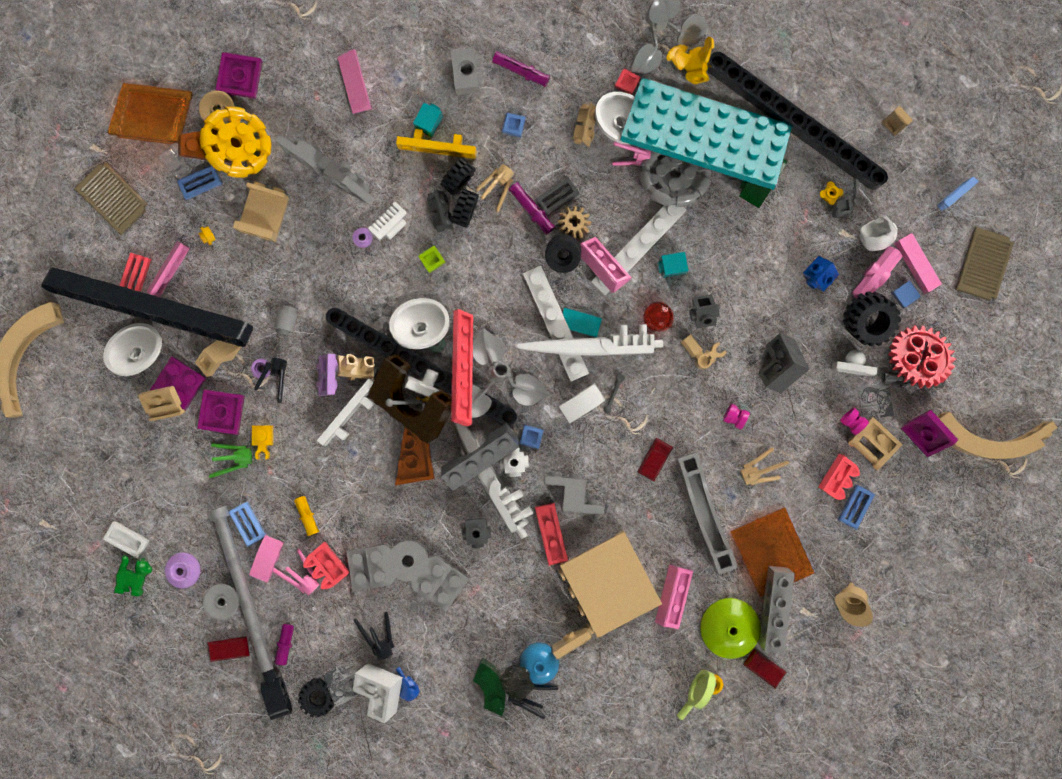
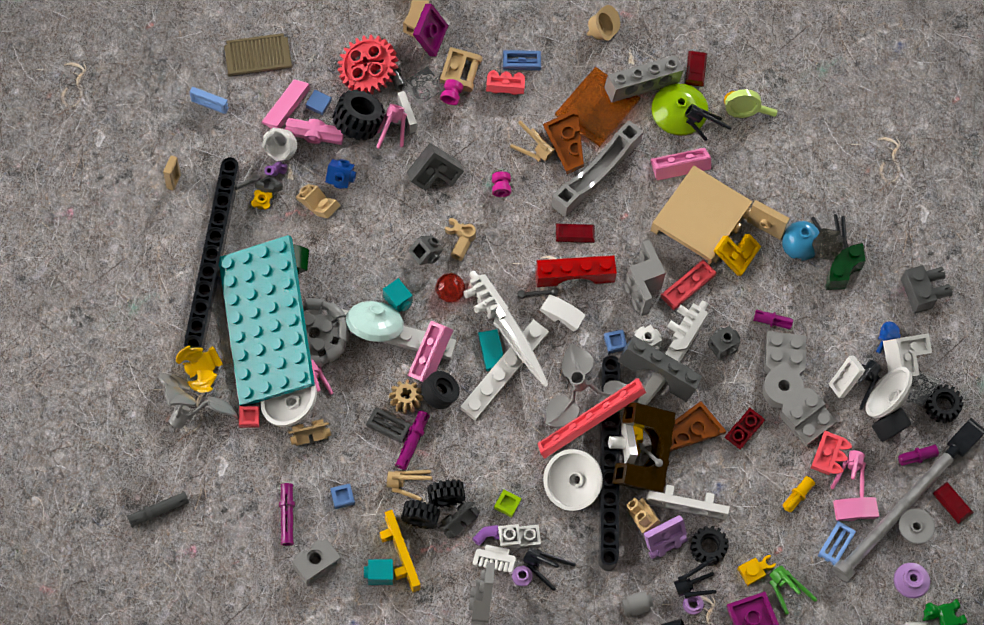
camera: 125 degrees left, 20 degrees down
(290, 411) = (709, 533): none -> black tyre
(320, 636) = (891, 425): none -> black tyre
(346, 650) = (889, 393): none -> white dish
(370, 255) = (536, 557): none -> black plant
(383, 622) = (846, 376): none -> white tile
(390, 504) = (745, 428): none -> dark red slope
(397, 253) = (519, 536): none -> white slope
(416, 229) = (485, 532): none -> medium lavender arm
(432, 743) = (919, 289): none -> dark grey brick
(476, 590) = (773, 319): none -> magenta axle
(552, 593) = (738, 256): none -> yellow tile
(615, 436) = (555, 271): none -> red arch
(657, 229) = (374, 321): none -> light aqua hat
(713, 636) = (696, 114): none -> black plant
(751, 501) = (566, 140): none -> dark orange wing
(804, 241) = (316, 201): none -> tan slope
(854, 350) = (393, 114): none -> bright pink plant
(855, 219) = (275, 169): none -> medium lavender arm

